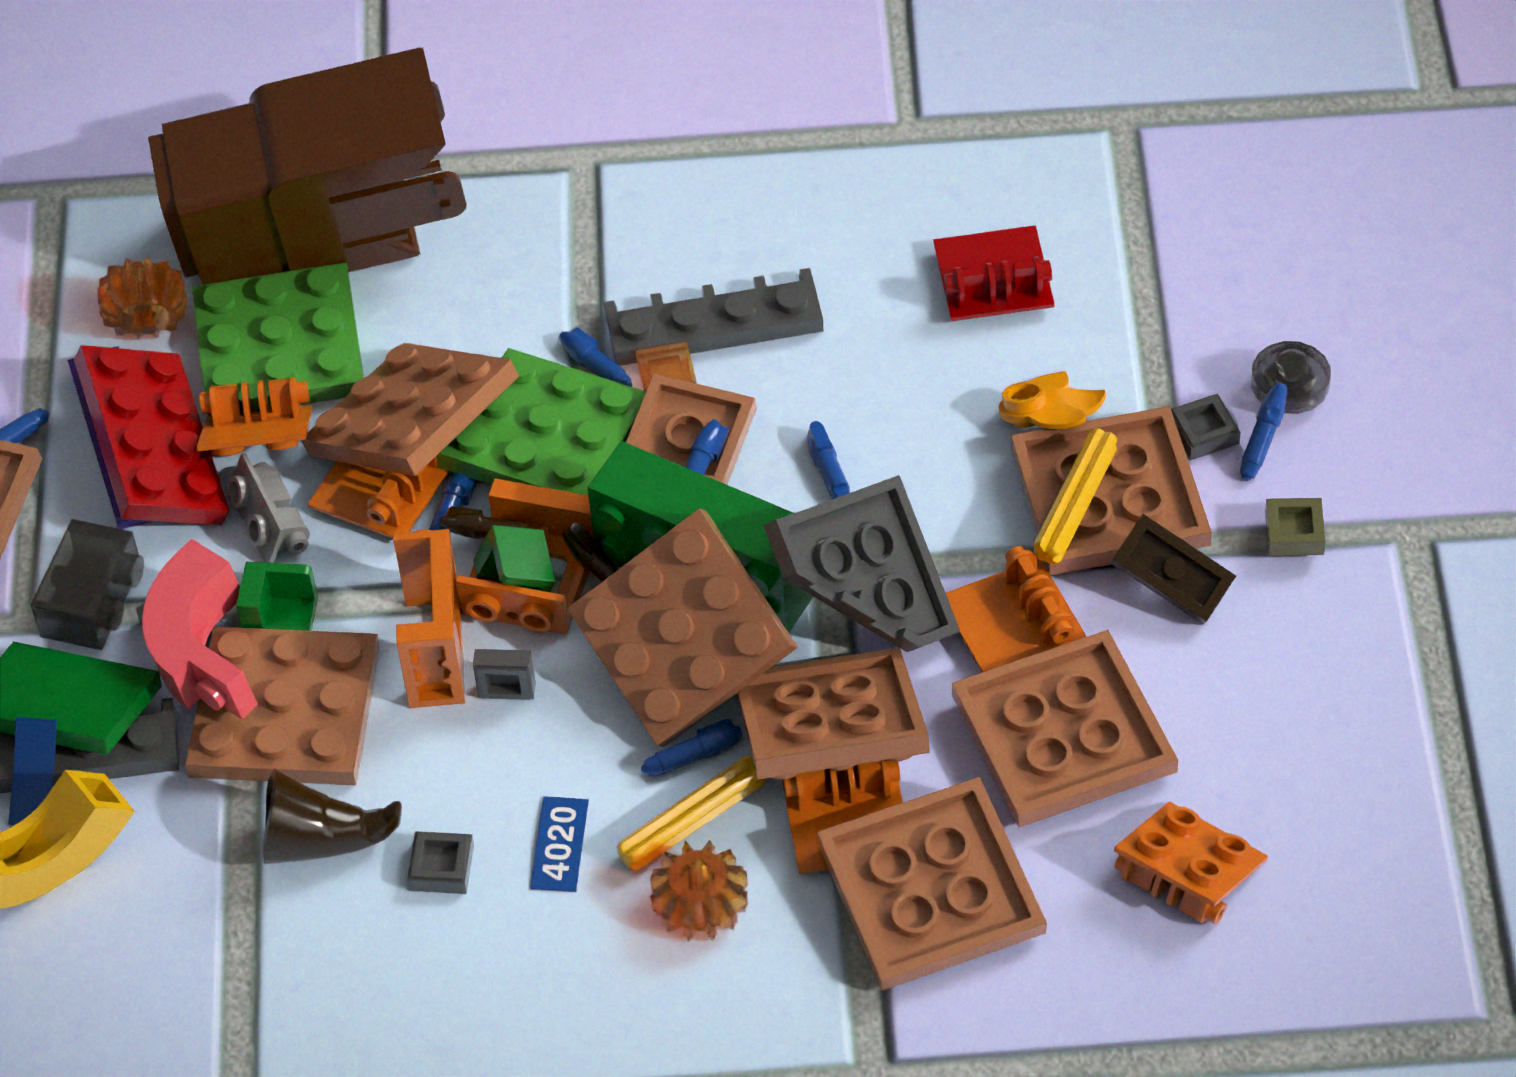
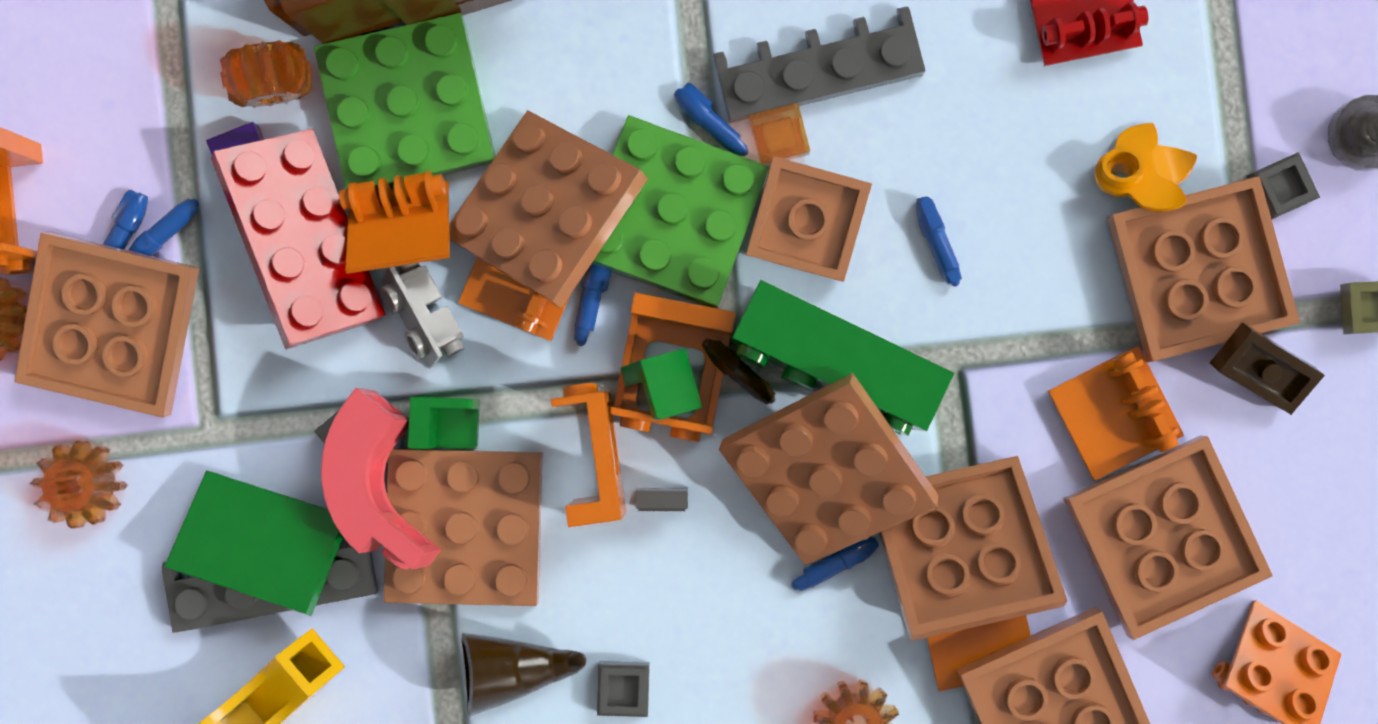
camera: 10 degrees left, 35 degrees up
(32, 765) = (246, 624): blue sticker -> none
(87, 584) = (264, 409): clear smoke brick -> none
(473, 523) = (617, 331): dark brown piece -> none
(559, 844) = (725, 659): blue sticker -> none
(689, 814) = (839, 634): yellow axle -> none
(707, 446) = (830, 245): blue piece -> none
(867, 563) = (998, 400): dark grey plate -> none
(1075, 496) = (1179, 294): yellow axle -> none
(1268, 420) = (1353, 189): blue piece -> none

